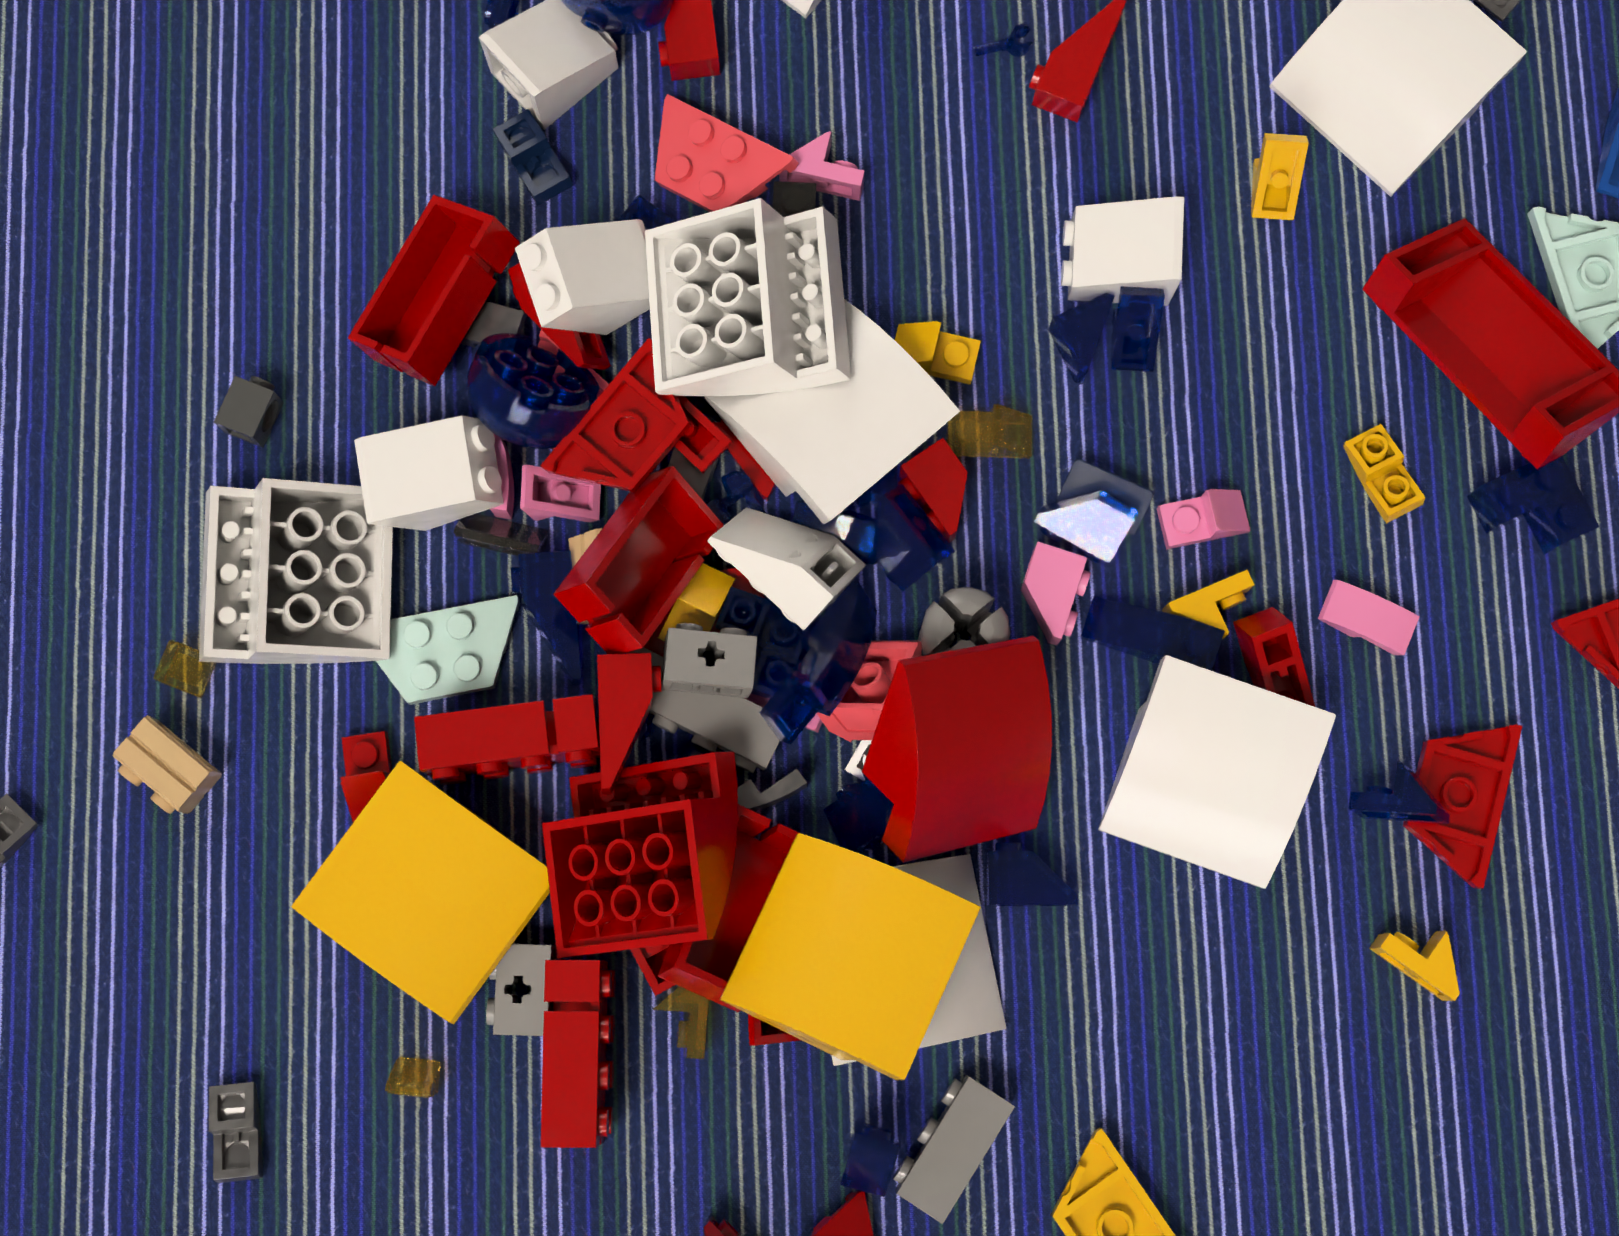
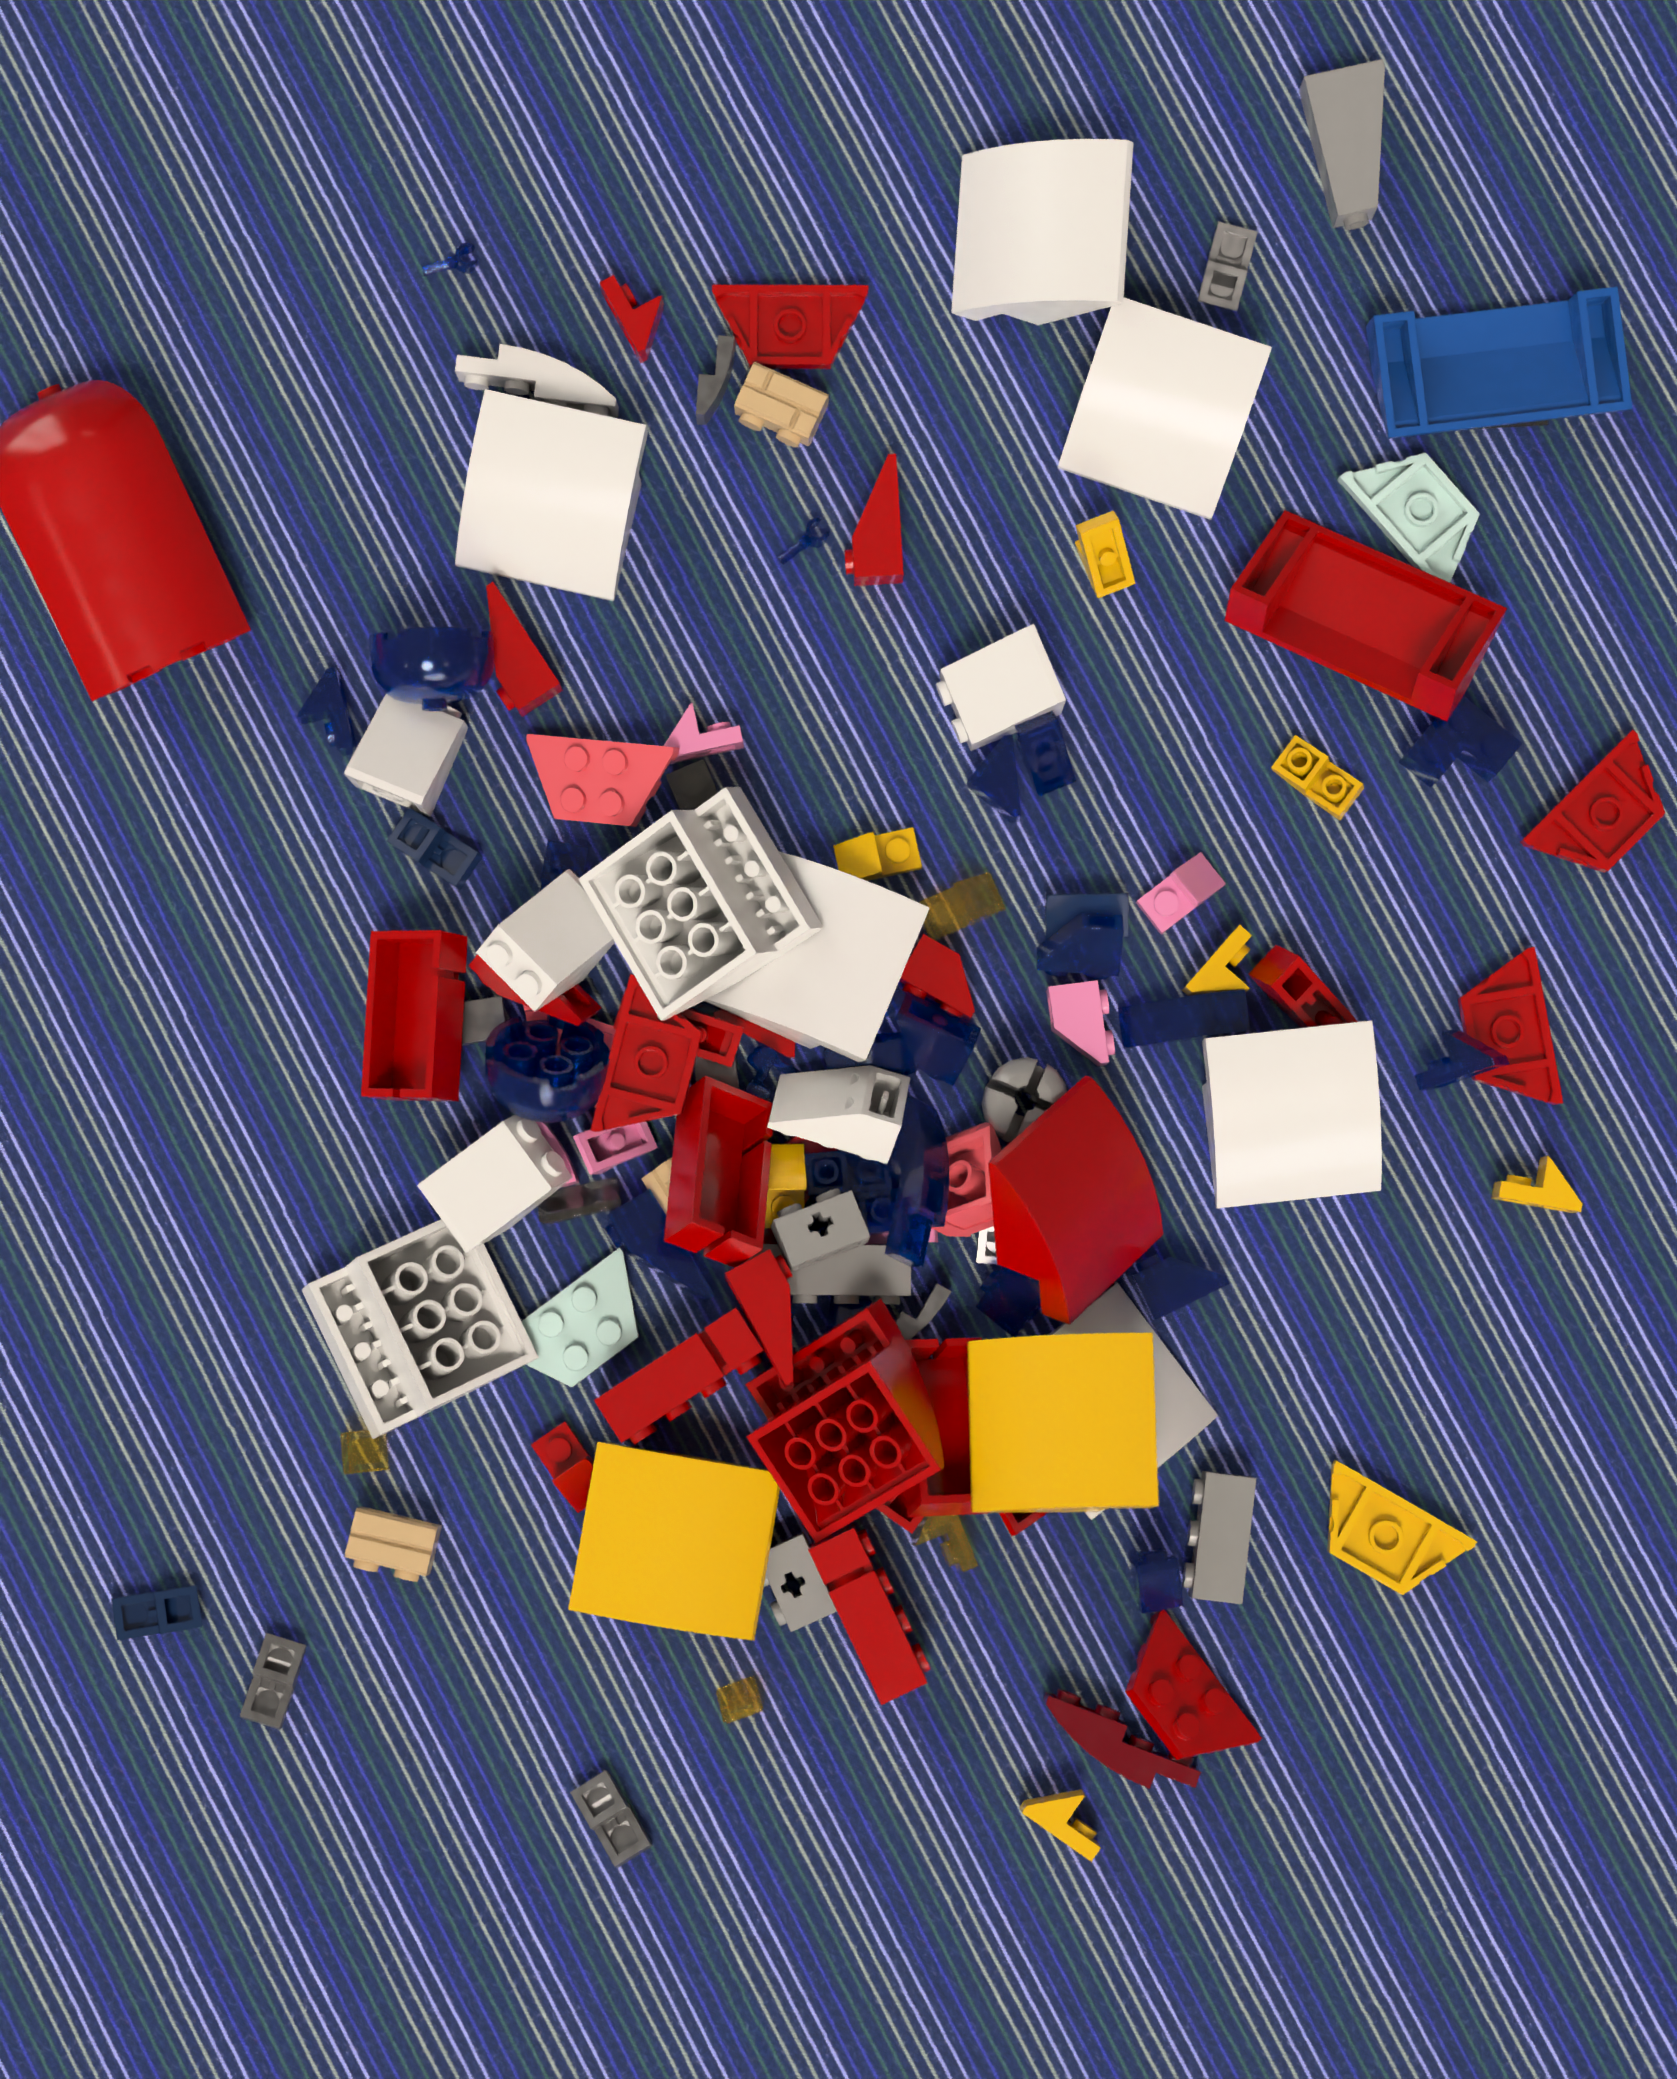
camera: 25 degrees left, 5 degrees up
(249, 410) = (302, 1198): dark grey brick -> none
(1369, 617) = (1362, 913): bright pink slope -> none

